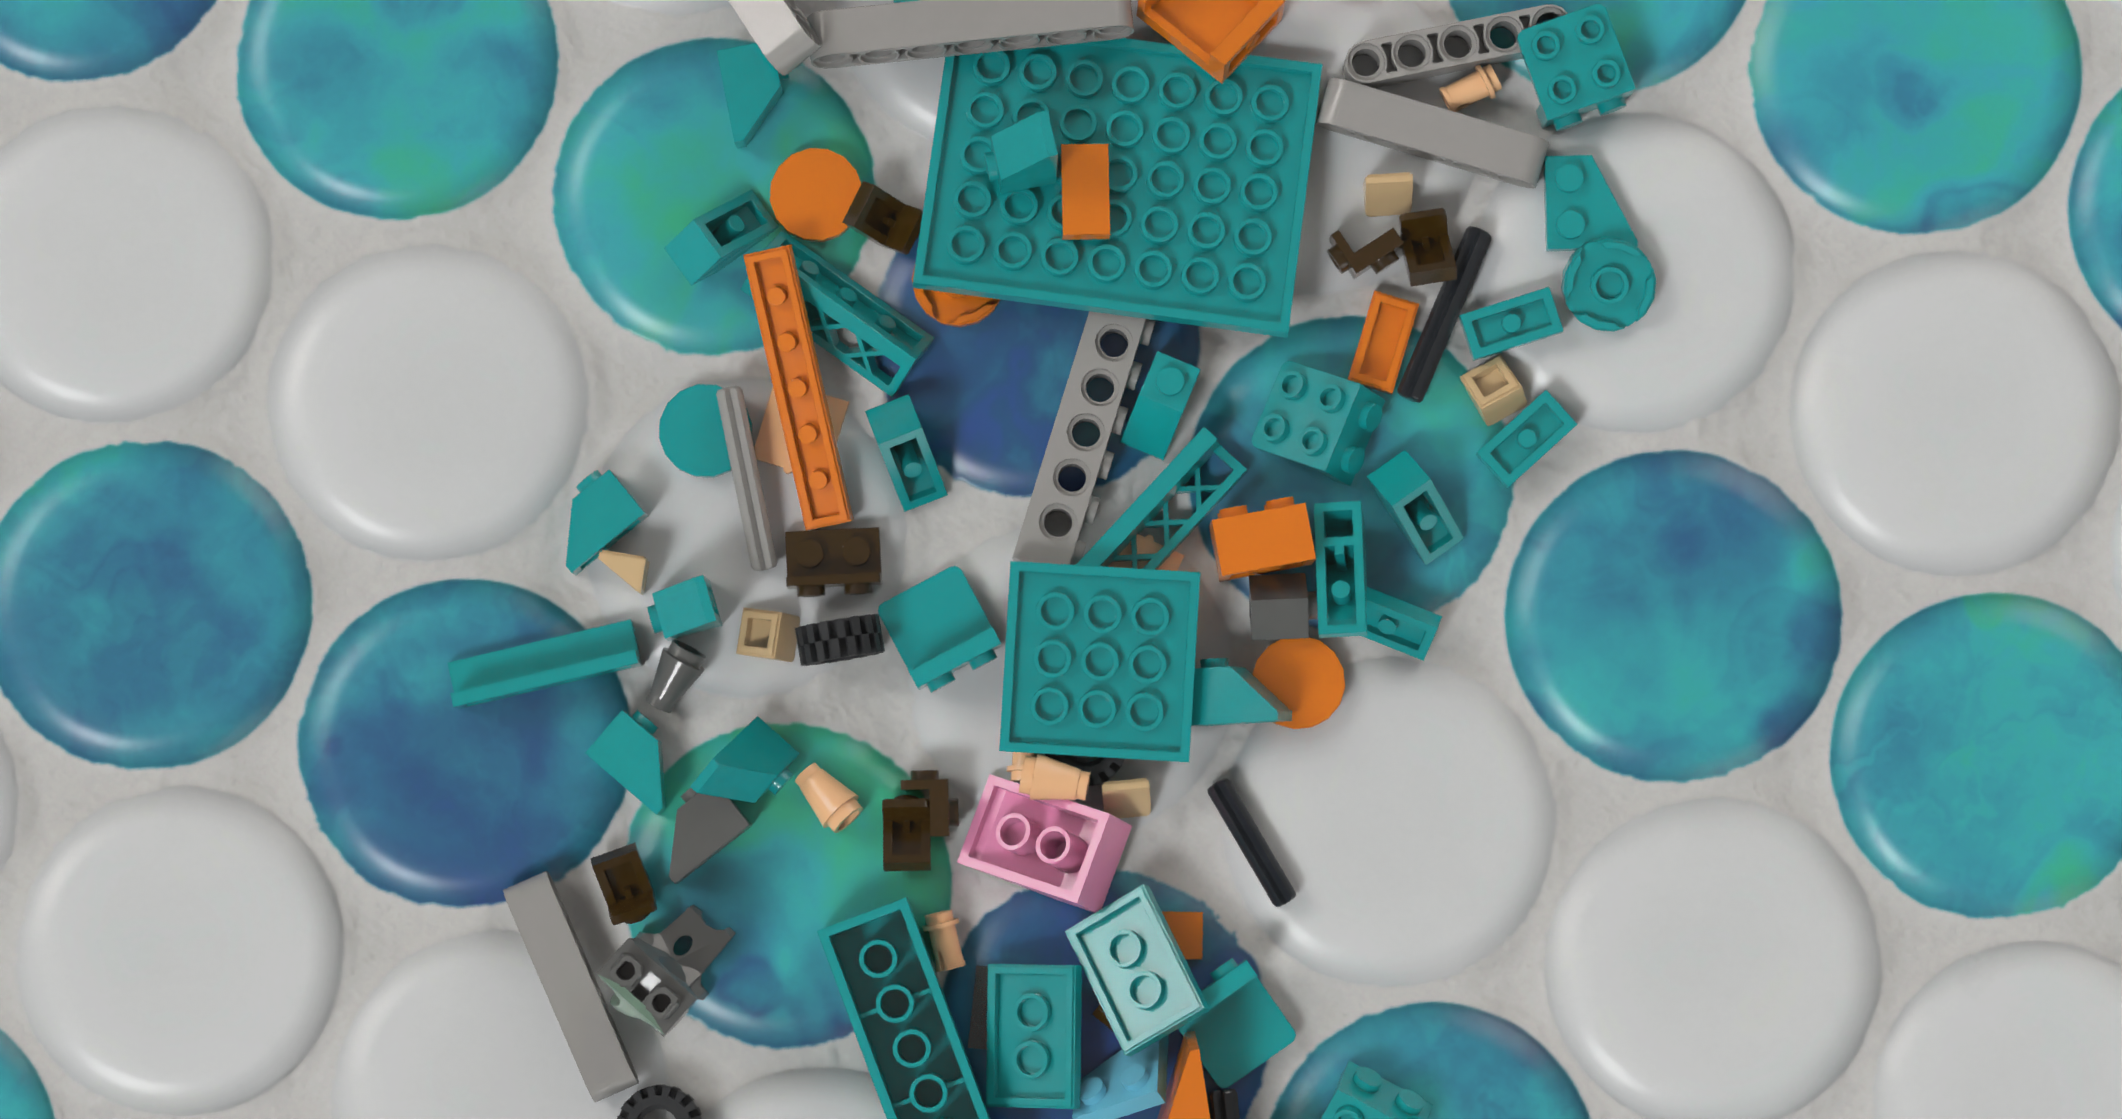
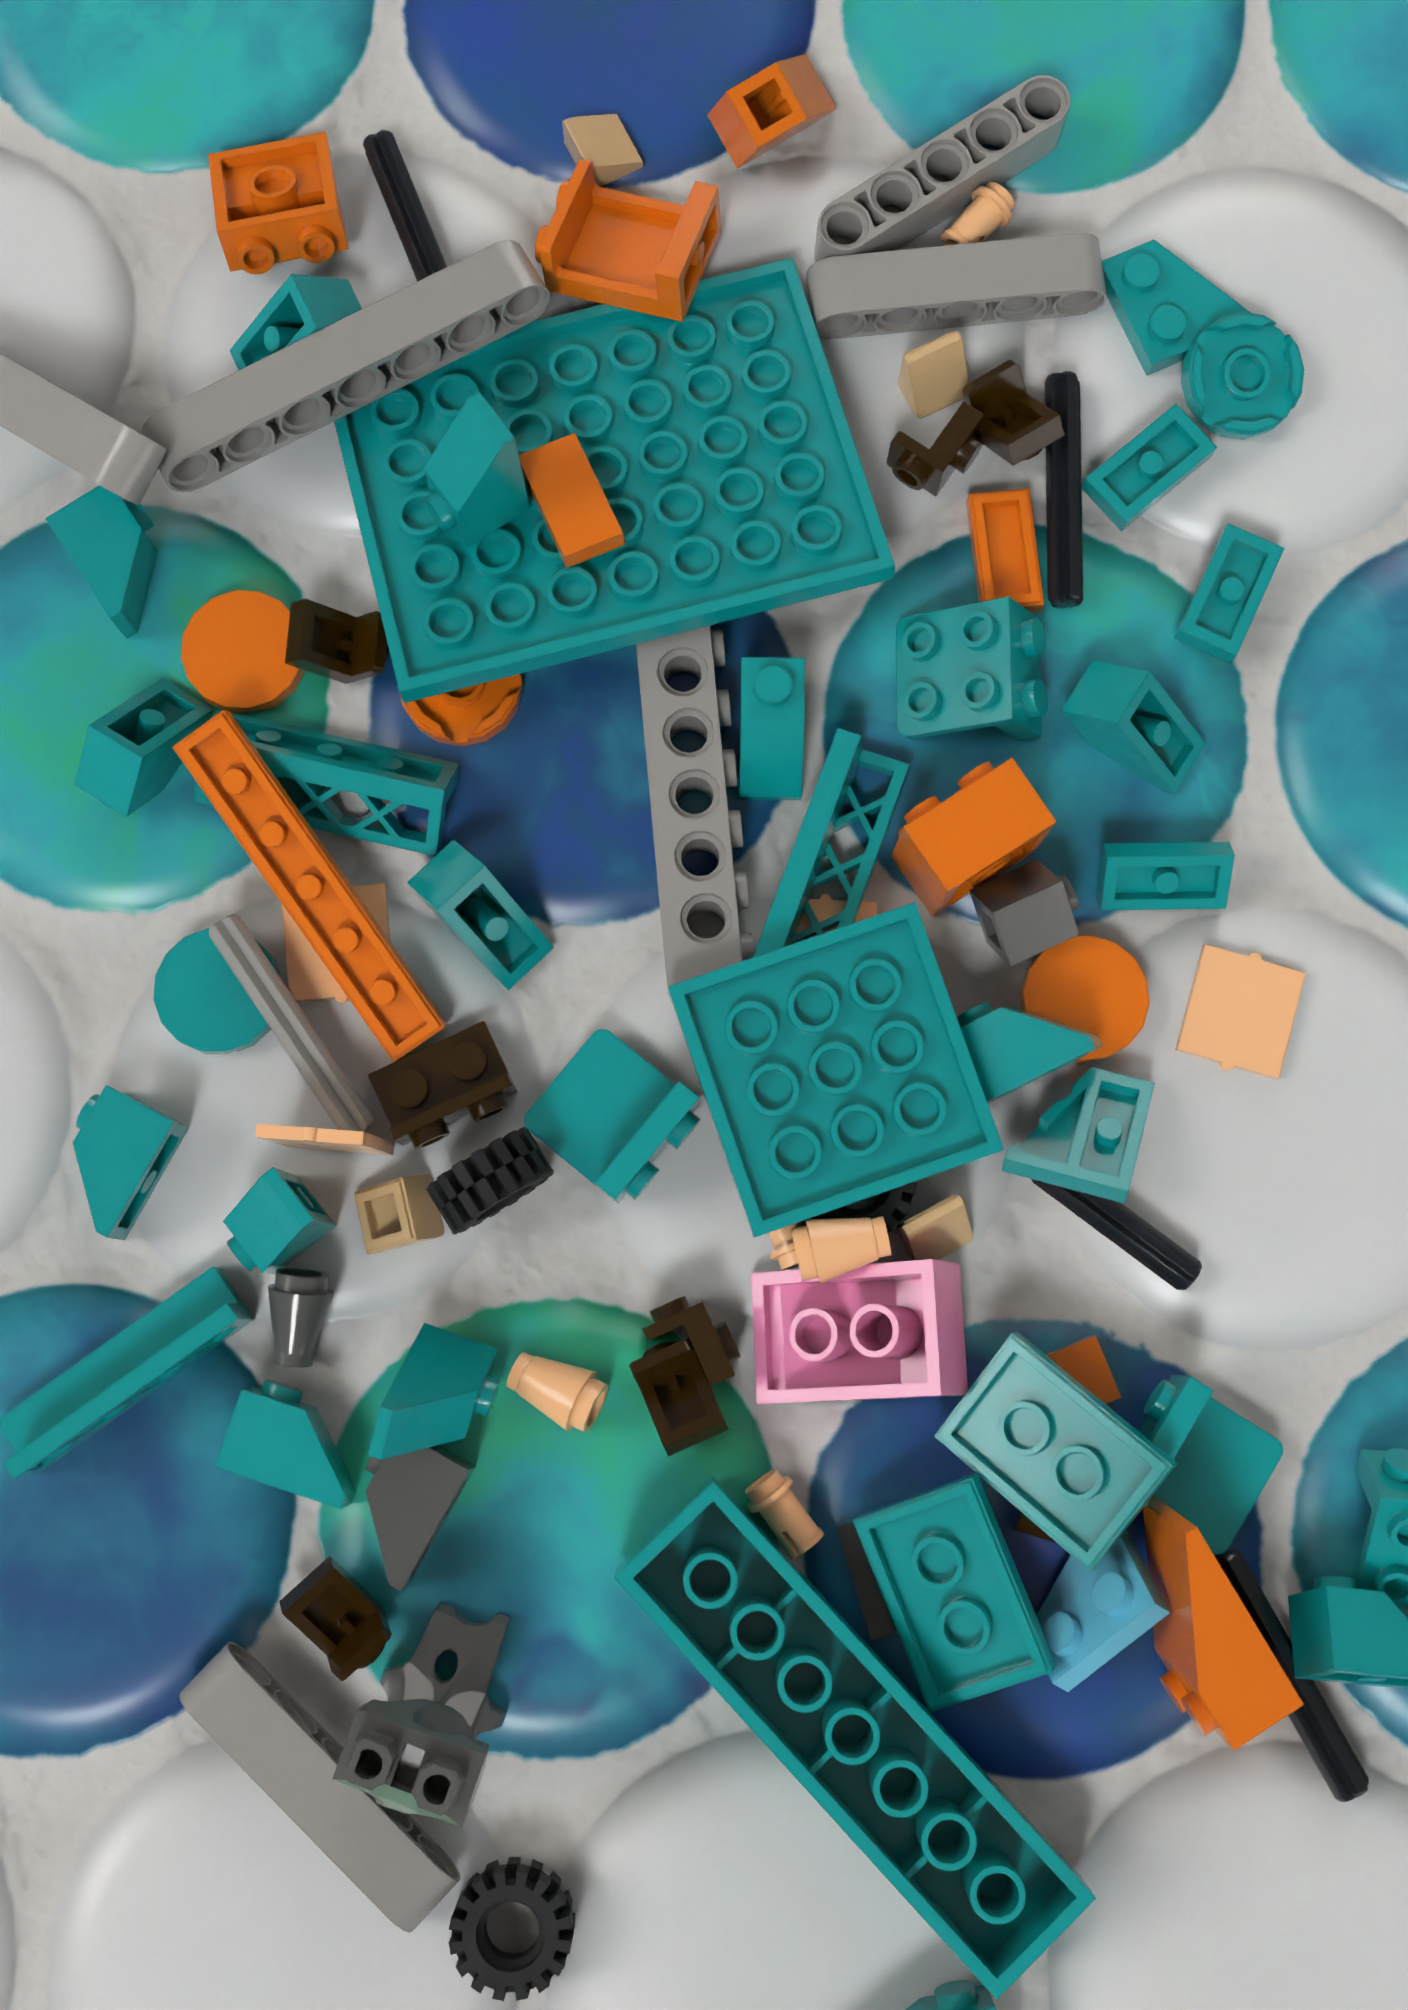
camera: 25 degrees left, 5 degrees down
(629, 567) = (185, 1200): tan slope -> none
(741, 567) = (325, 1139): none -> light nougat piece
(1255, 777) = (1088, 1137): none -> teal wing
(1340, 569) = (1090, 830): teal slope -> none
(1403, 735) = (1240, 1011): none -> light nougat piece
(1494, 390) = (1162, 555): tan slope -> none
(1576, 66) = (1097, 138): teal bracket -> none

